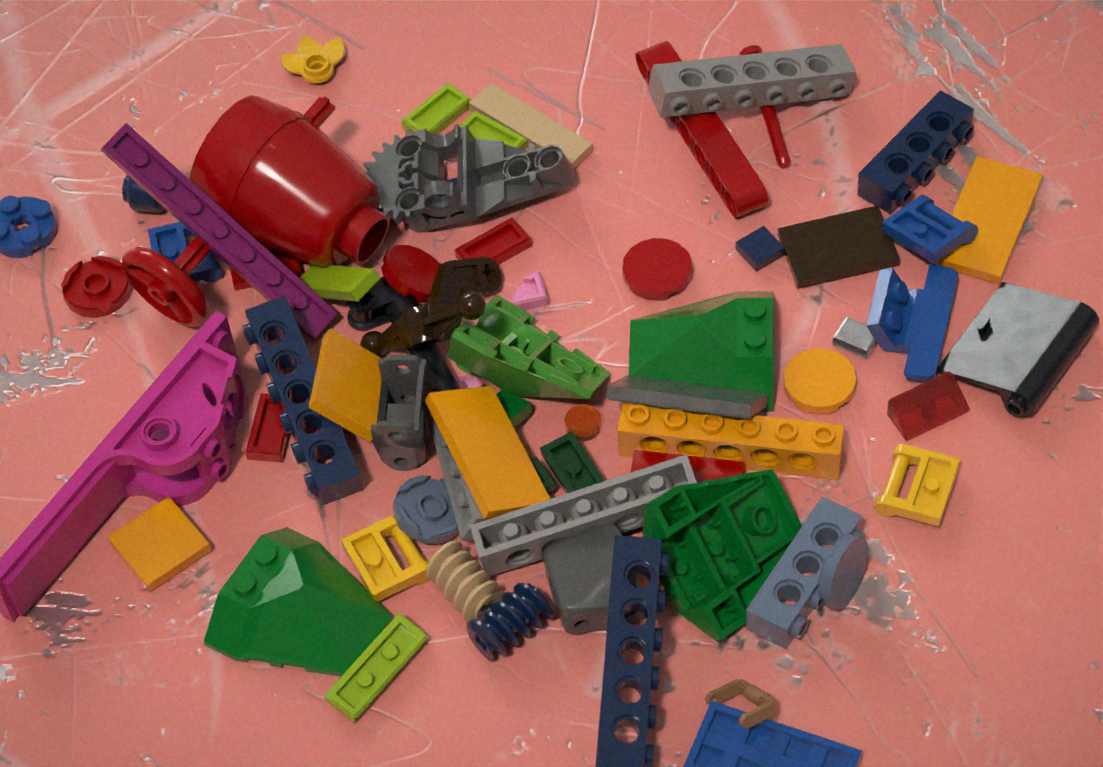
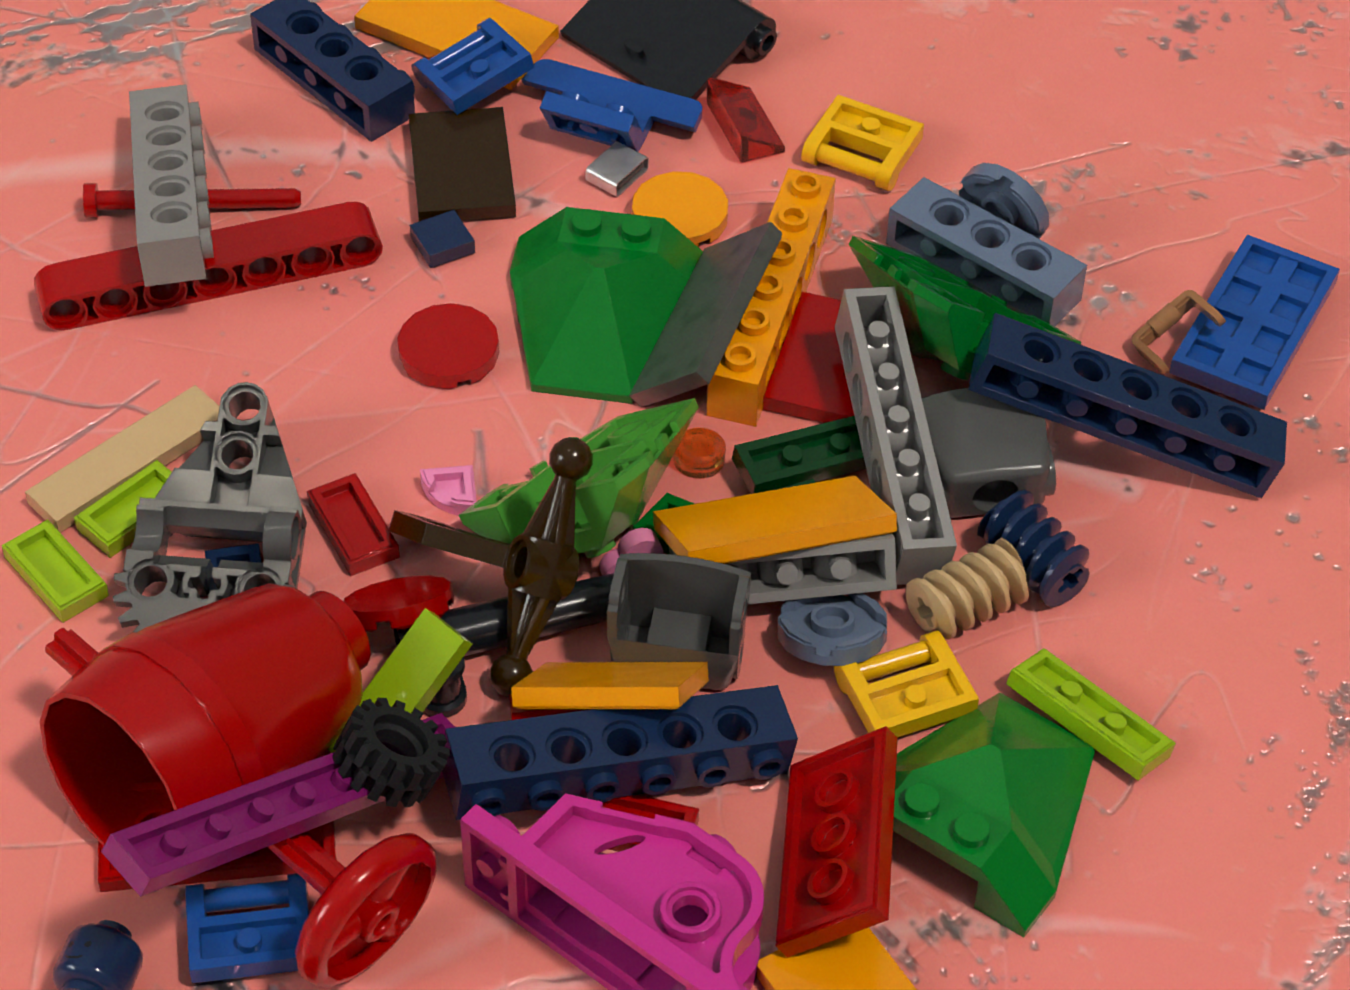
camera: 90 degrees left, 5 degrees down
(242, 518) = (838, 843): none -> red tile
(265, 251) = (390, 752): none -> black tyre

